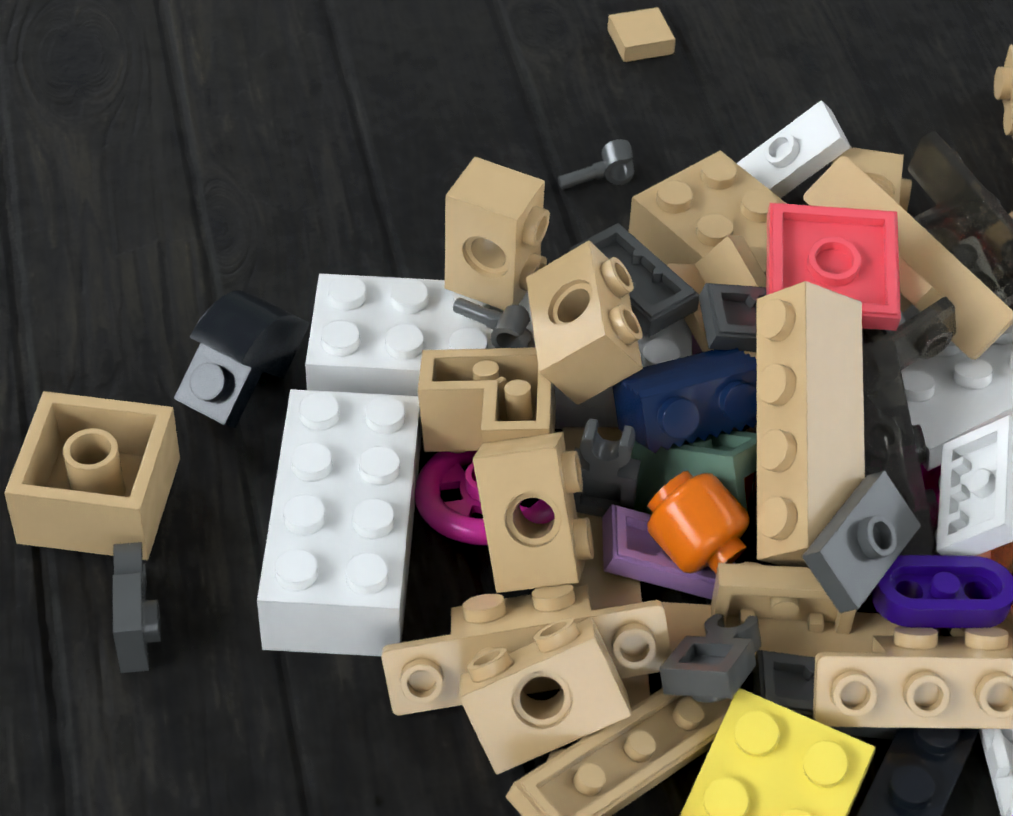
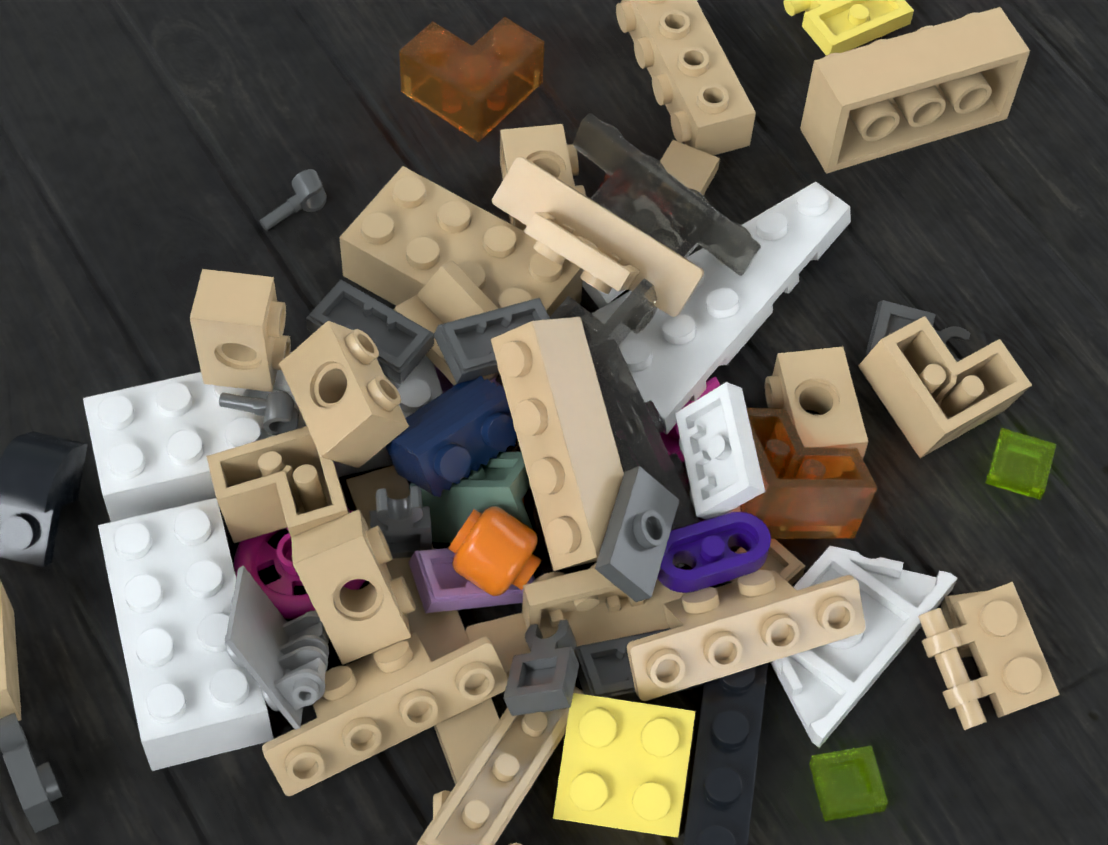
camera: 20 degrees left, 10 degrees up
(432, 566) = (280, 655): none -> light grey hinge
(522, 728) = (405, 782): tan brick -> none
(641, 34) = (288, 45): tan tile -> none
(792, 78) = (473, 83): none -> clear orange brick
(797, 150) = (466, 146): white plate -> none
(840, 251) = (542, 273): coral tile -> none

